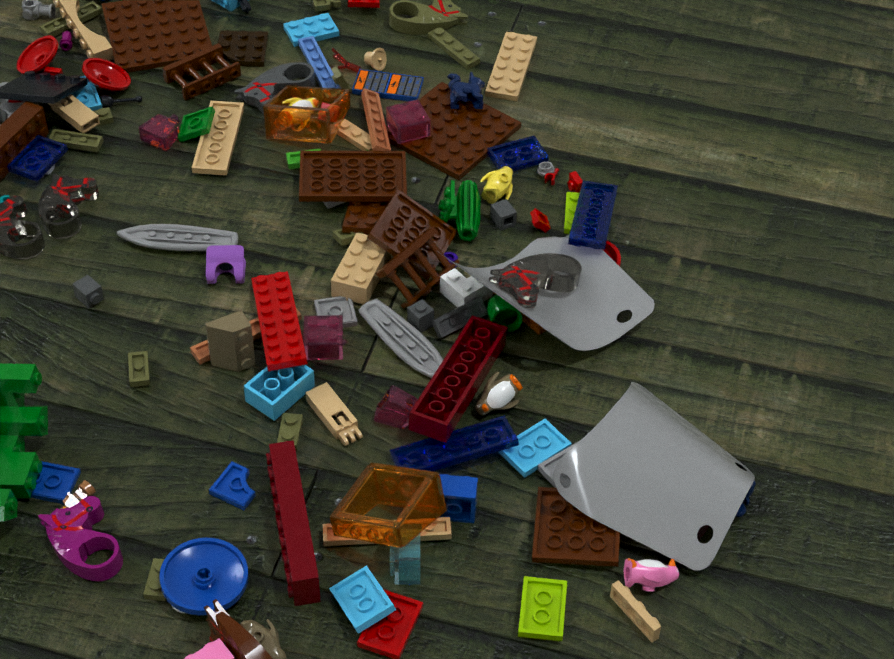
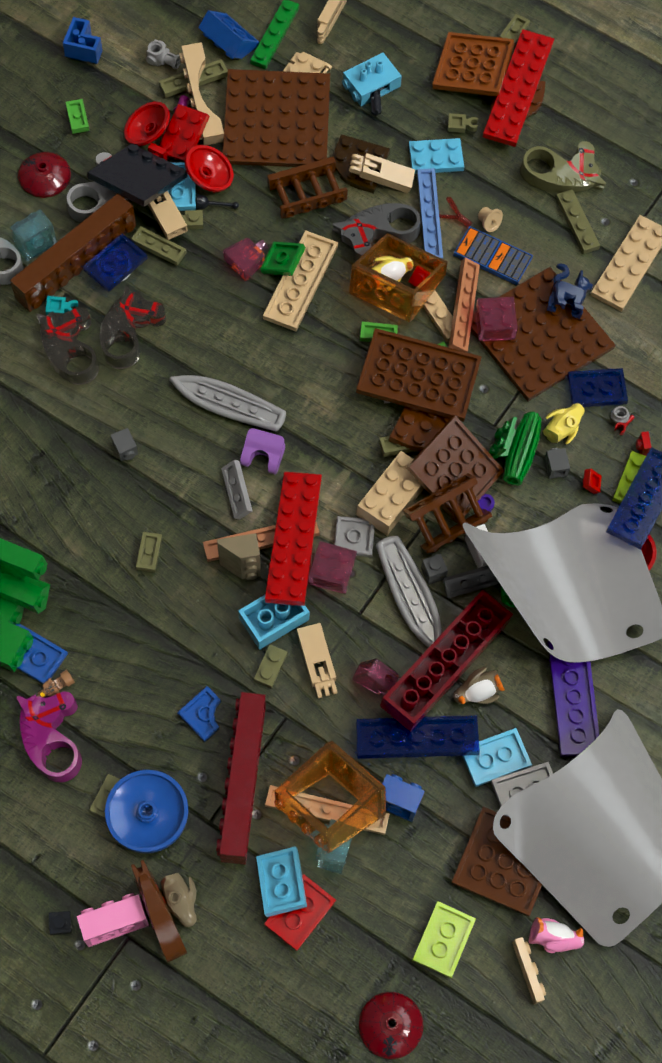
camera: 15 degrees right, 20 degrees up
(73, 52) = (183, 131): none -> red plate
(209, 299) = (236, 489): none -> light grey plate
(267, 45) = (390, 174): none -> tan hinge
(338, 78) = (443, 240): olive plate -> none
(537, 272) = (557, 556): clear smoke animal -> none
(586, 380) = (573, 704): none -> dark purple plate

